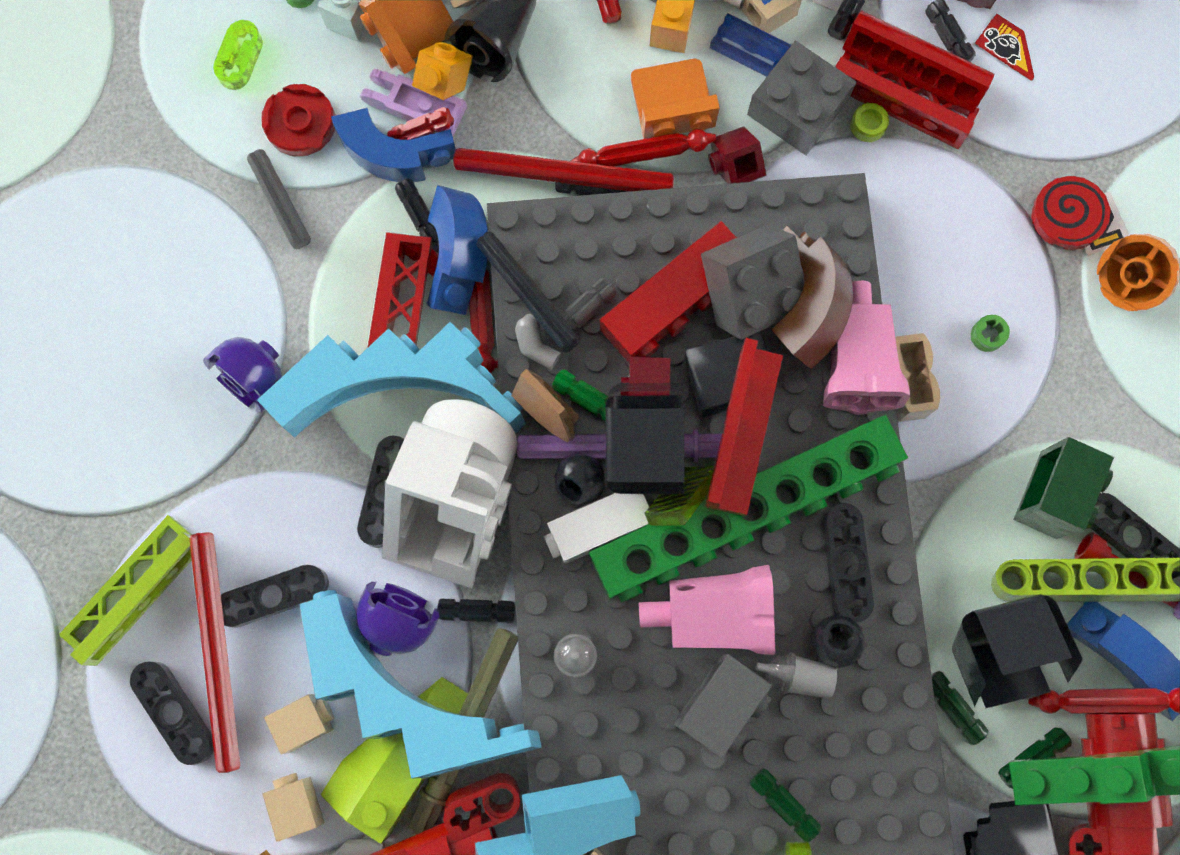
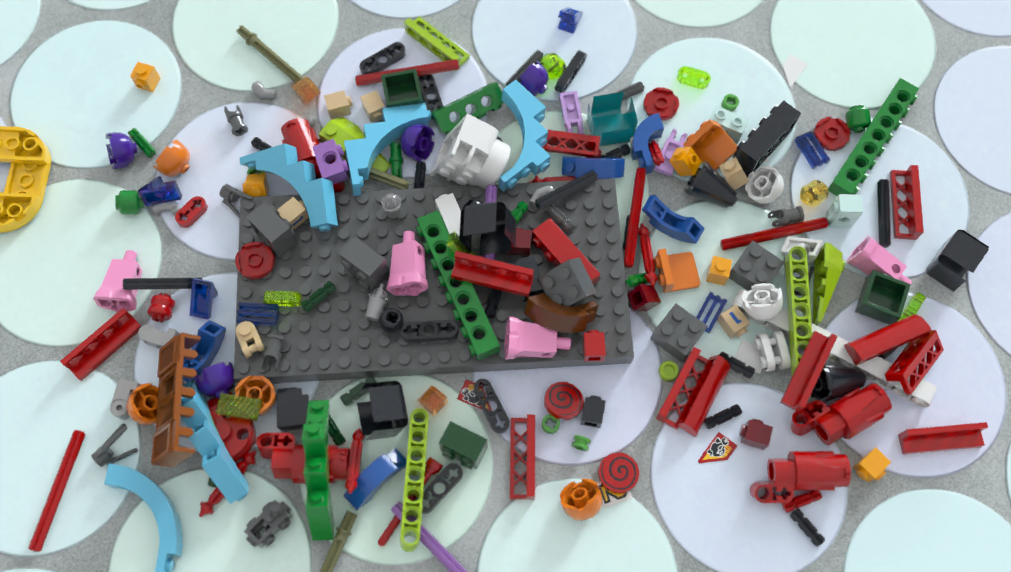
camera: 90 degrees right, 10 degrees down
(84, 298) = (569, 19): none -> clear blue slope
(204, 331) = (554, 65): none -> clear neon green head
(210, 395) = (536, 56): none -> dark grey axle
(220, 296) = (570, 71): none -> black beam
(265, 658) = (402, 88): none -> dark green piece
(307, 530) = (442, 115): none -> green brick
(320, 295) = (571, 111): none -> lavender hinge
(351, 212) = (609, 121): none -> teal piece
(435, 664) = (396, 159): none -> green pin
(452, 821) = (325, 154): none -> medium lavender brick
(545, 405) = (511, 194): medium nougat slope -> none
(575, 100) = (671, 224): none -> blue arch
(701, 166) = (635, 280): none -> green axle
(782, 437) = (492, 303): none -> black axle
(864, 238) = (594, 346): none -> red brick
(915, 362) = (519, 376): tan brick -> none
(941, 478) = (467, 395): none -> sticker
(948, 307) = (563, 400): none -> red tile
(965, 254) = (593, 411): none -> black brick
(965, 558) = (433, 400): none -> clear orange brick
(982, 422) = (480, 395): none -> black beam
(1025, 276) = (581, 443): none -> bright green bush
(1060, 367) = (530, 458): none -> red fence

